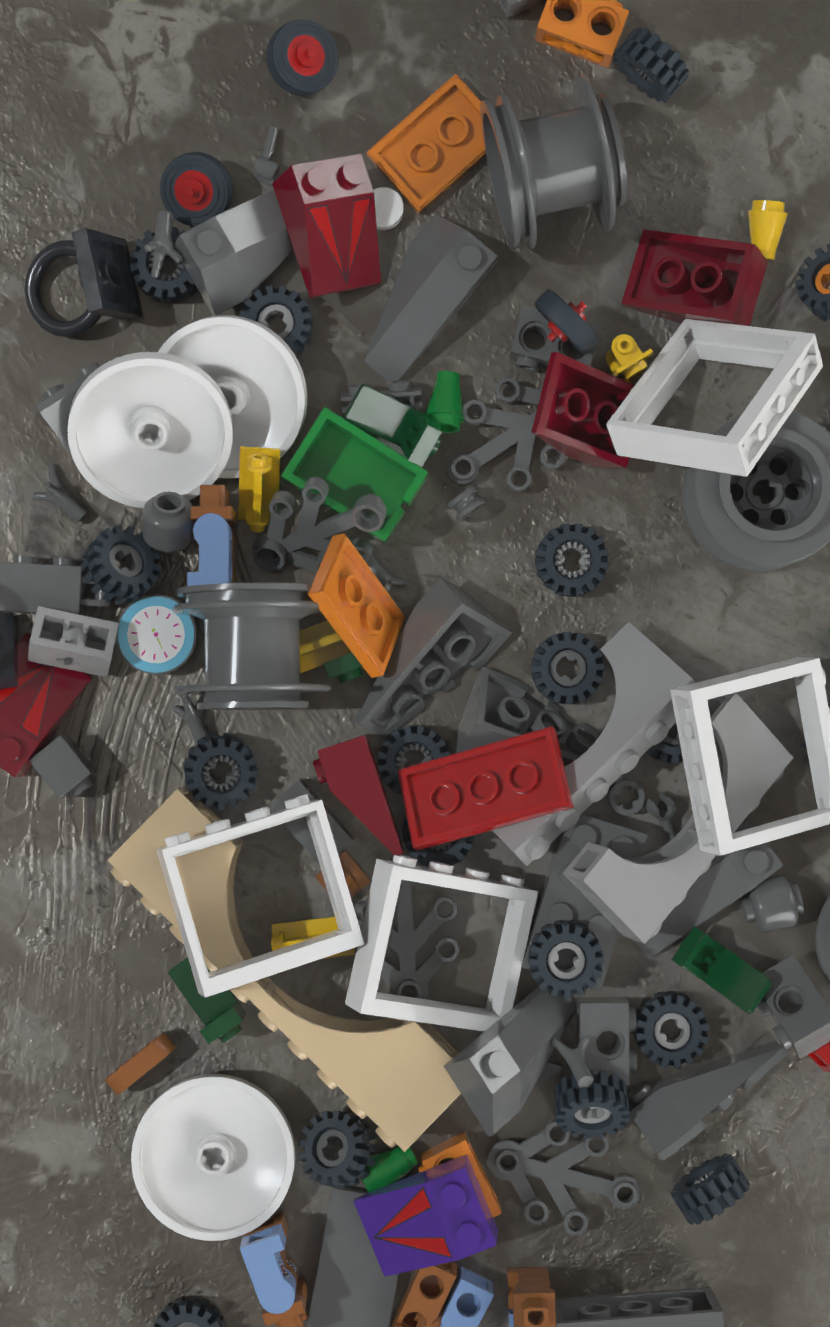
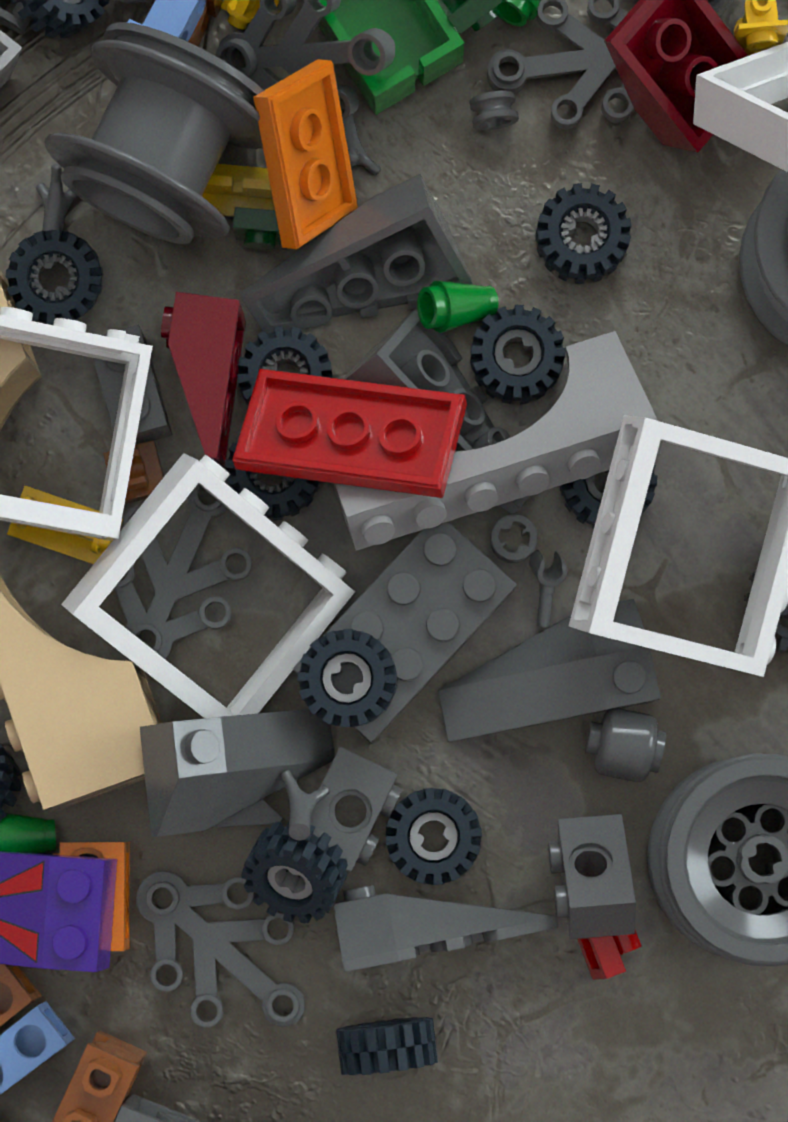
camera: 20 degrees right, 5 degrees down
(155, 636) = (58, 87): piece -> none
(508, 655) = (455, 304): none -> green cone
(644, 889) = (475, 642): light grey arch -> none
(722, 970) = (526, 789): dark green bracket -> none

